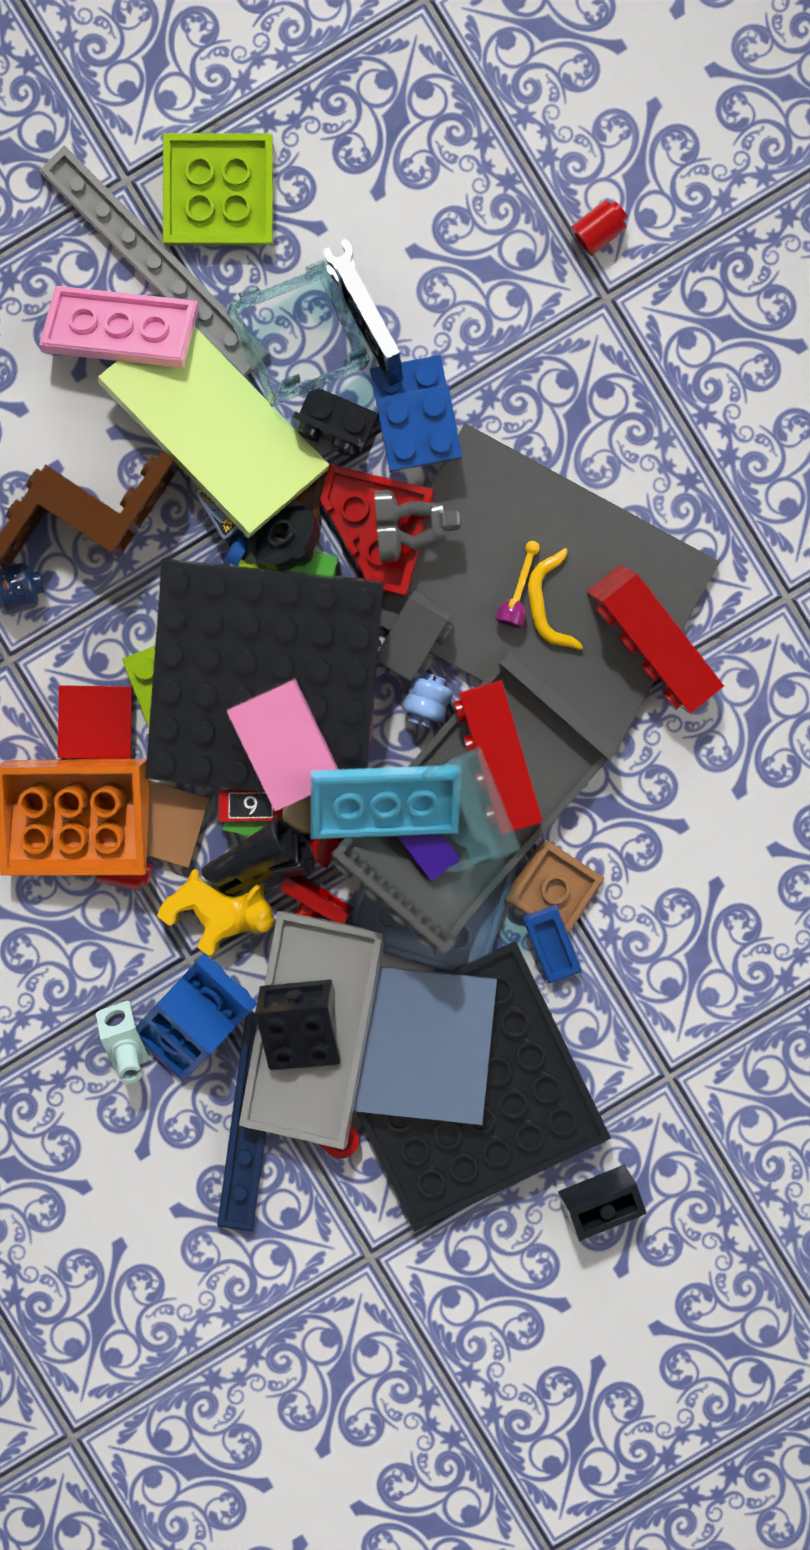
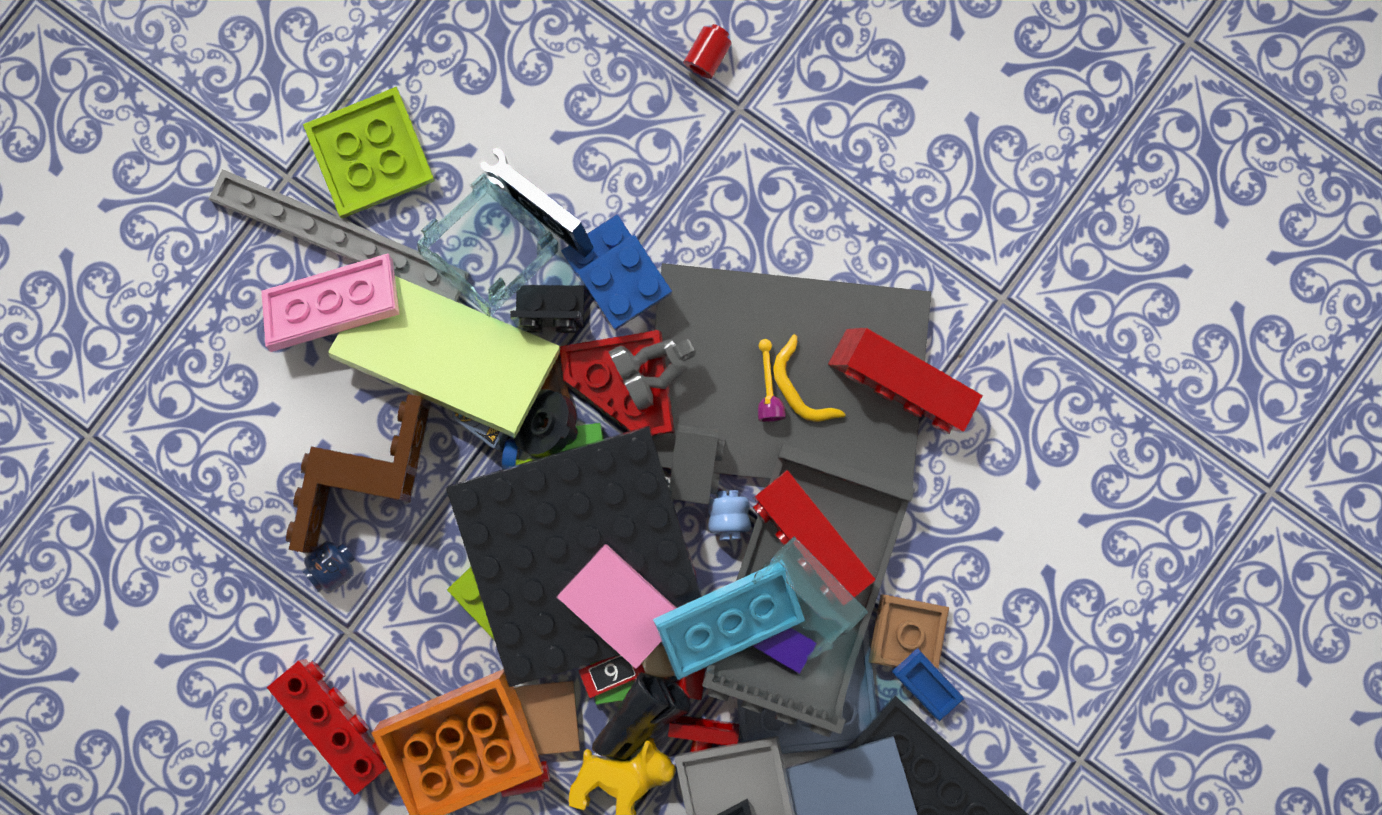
camera: 20 degrees left, 5 degrees down
(95, 722) = (445, 655): red tile -> none

